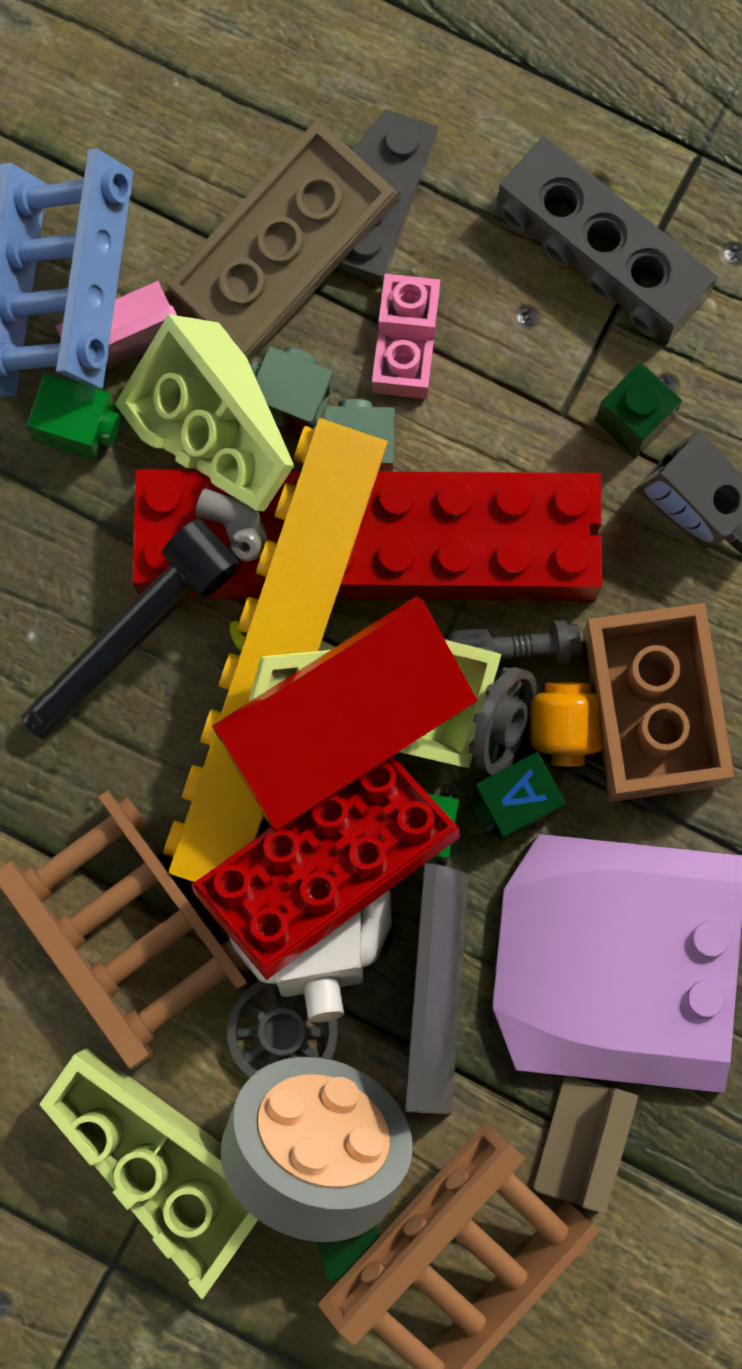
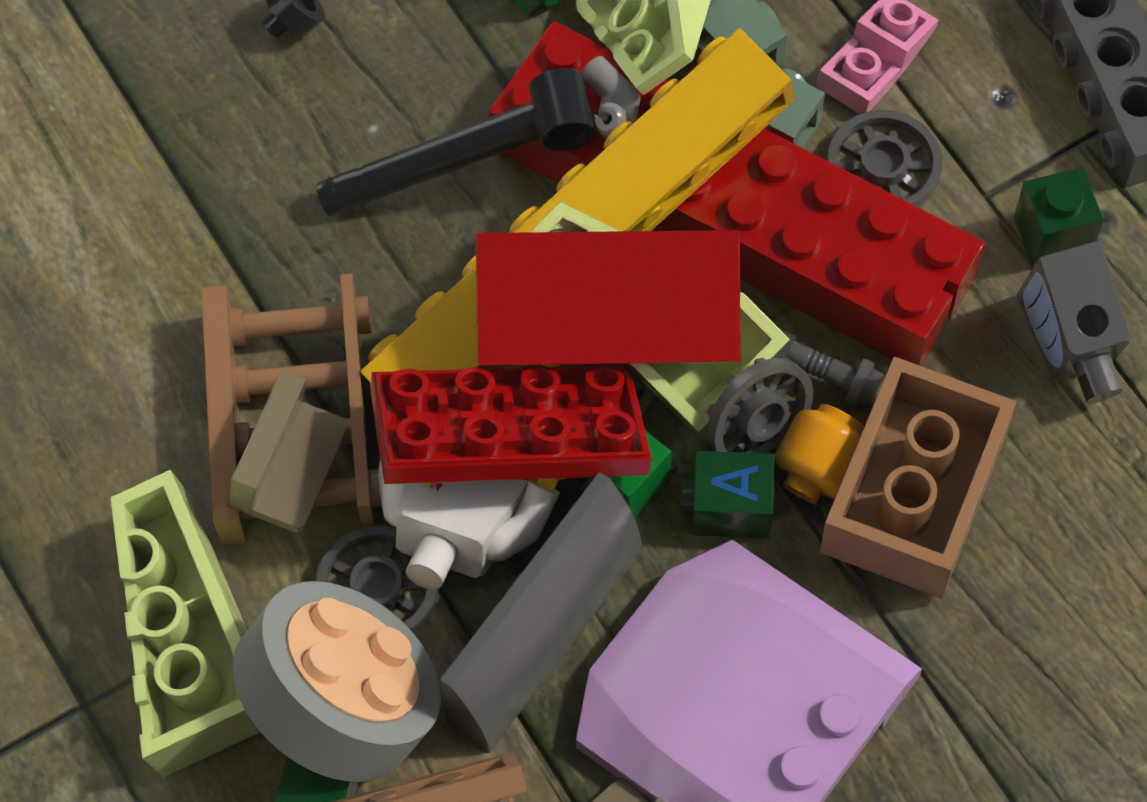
camera: 30 degrees right, 15 degrees down
(158, 982) = (286, 457): none -> dark tan panel
(467, 428) = (885, 157): none -> dark grey wheel

